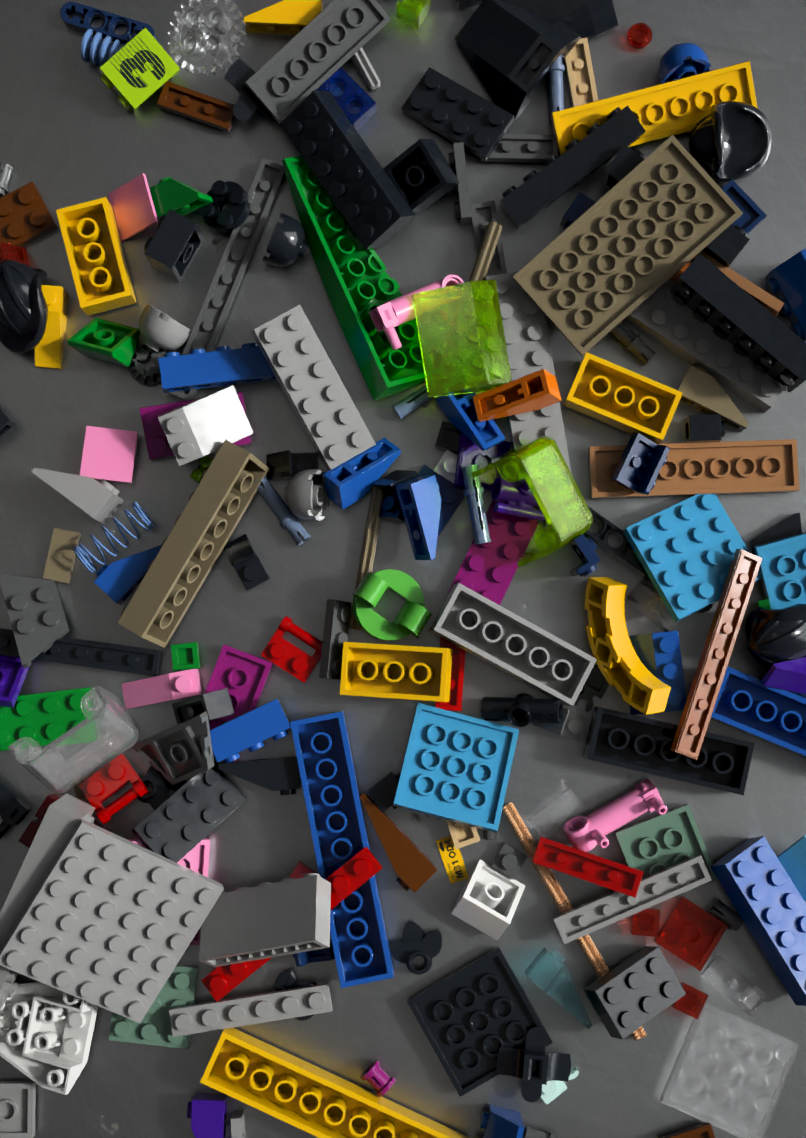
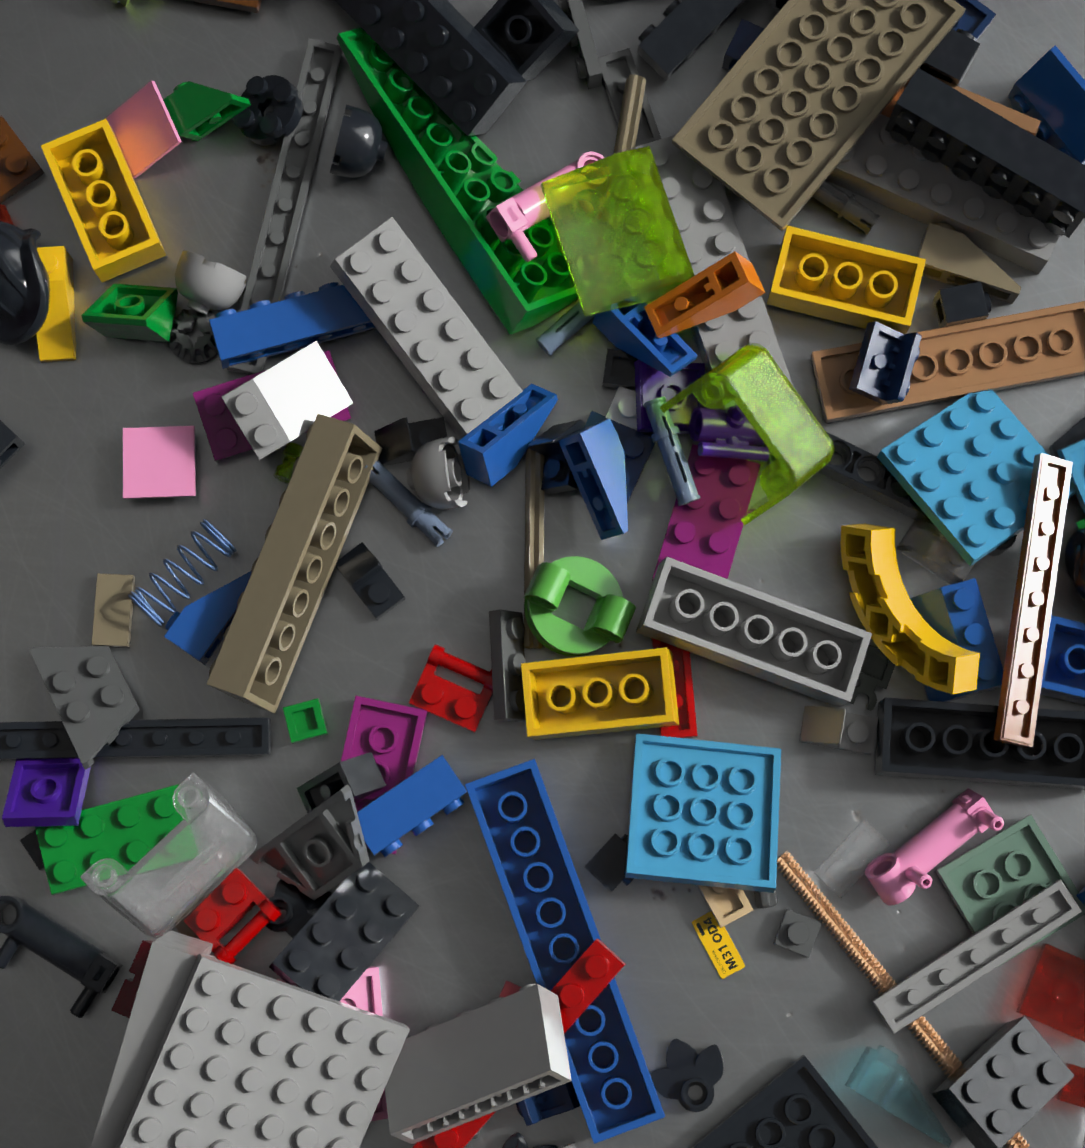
camera: 10 degrees left, 5 degrees down
(91, 496) = (136, 516): light grey slope -> none
(162, 688) = (278, 770): bright pink slope -> none
(173, 245) = (207, 169): black brick -> none
(271, 773) = (450, 862): black slope -> none
(406, 858) = (654, 950): reddish brown slope -> none
(488, 900) = (778, 991): white slope -> none
(533, 710) = (801, 718): black piece -> none
(585, 550) = (830, 491): dark blue bracket -> none
(588, 867) = (908, 920): red plate -> none
(645, 922) = (1000, 987): clear red plate -> none

